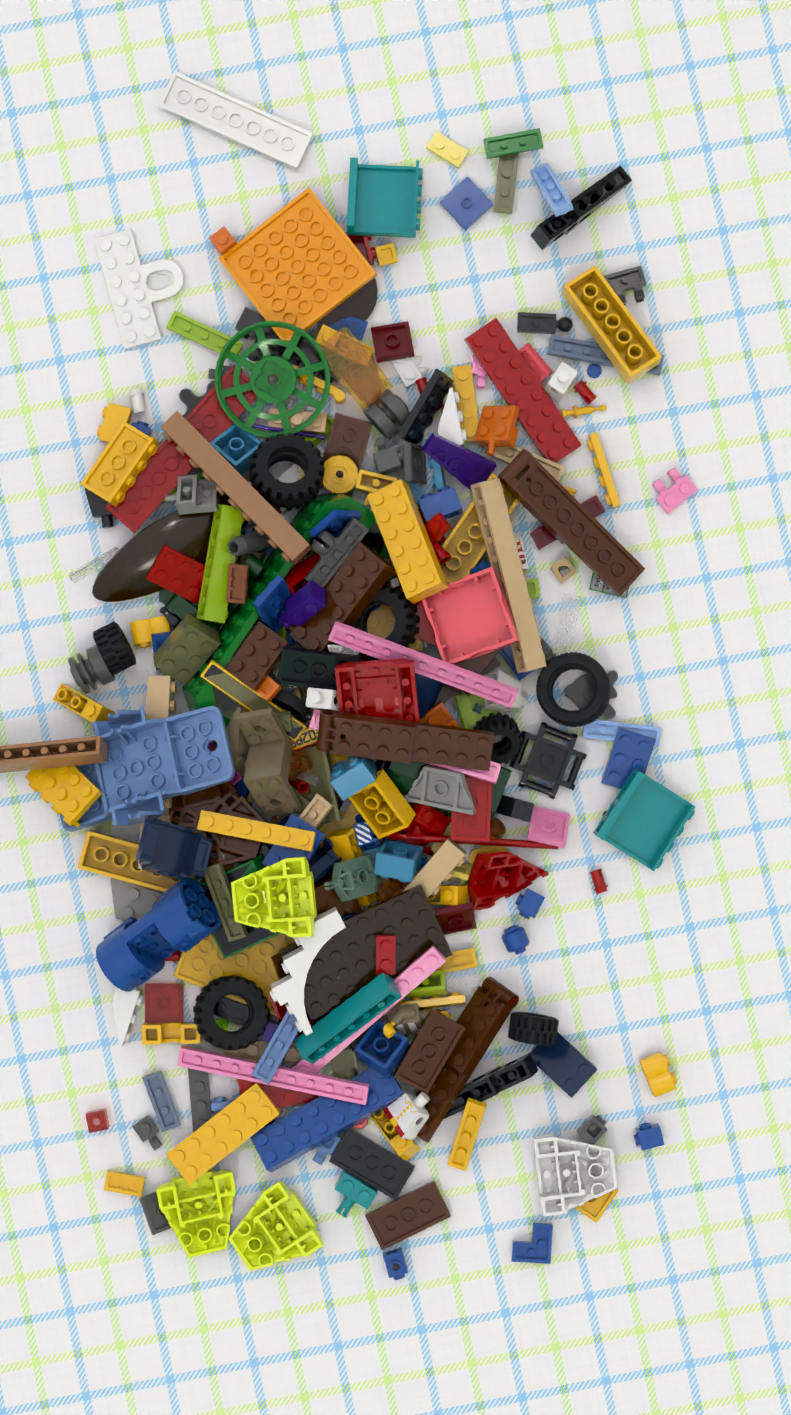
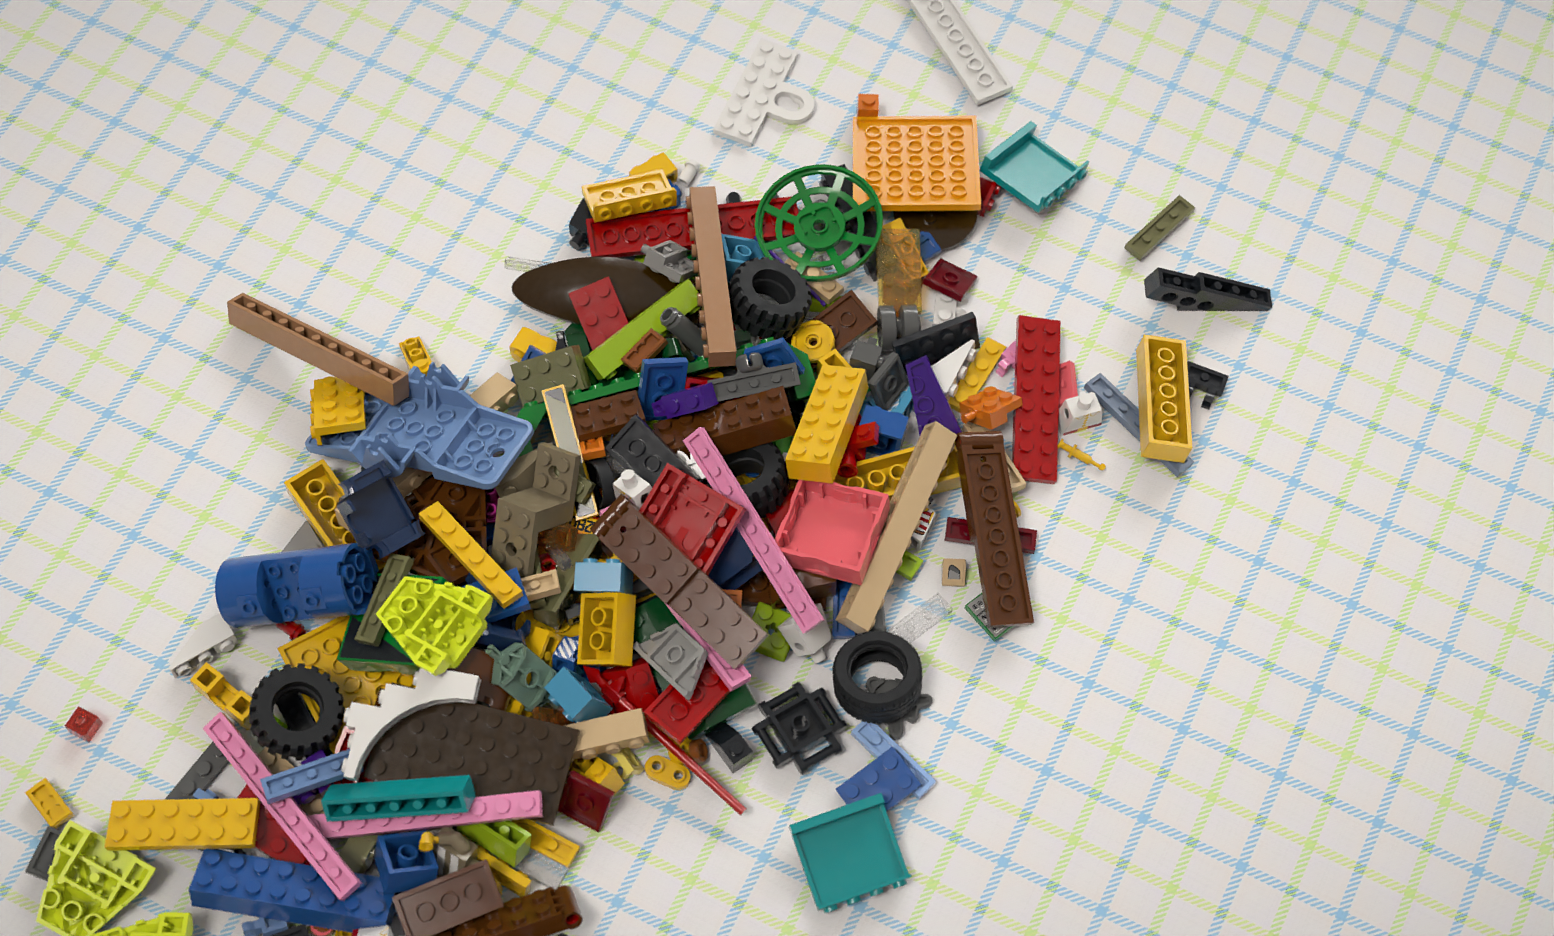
camera: 35 degrees right, 25 degrees down
(90, 670) = (454, 336): dark grey wheel -> none
(114, 647) = (489, 333): black tyre -> none
(146, 1130) = (117, 772): dark grey plate -> none
(161, 1101) = (157, 754): sand blue plate -> none
(164, 1002) = (246, 666): clear red plate -> none
(201, 333) = (785, 158): lime plate -> none
(339, 395) = (861, 274): yellow plate -> none
(385, 954) = (489, 765): red plate -> none
(386, 254) = (1000, 213): yellow plate -> none
(447, 150) = (1120, 177): light yellow plate -> none
(466, 203) = (1105, 226): plate -> none
(499, 875) = (663, 796): red wedge -> none
(502, 725) = (787, 667): black tyre -> none
(513, 143) = (1184, 204): green plate -> none
(515, 939) = (627, 870): blue head -> none
(529, 903) = (670, 847): blue brick -> none
(542, 323) = (1099, 359): black plate -> none
(548, 827) = (749, 786): bright pink plate -> none
(551, 190) = (1191, 257): light blue plate -> none
(583, 390) = (1094, 440): red pin -> none
(594, 370) = (1117, 432): blue piece -> none
(598, 881) = (756, 880): red pin -> none
(600, 463) = (1056, 524): yellow plate -> none
(677, 493) = (1115, 587): bright pink plate -> none

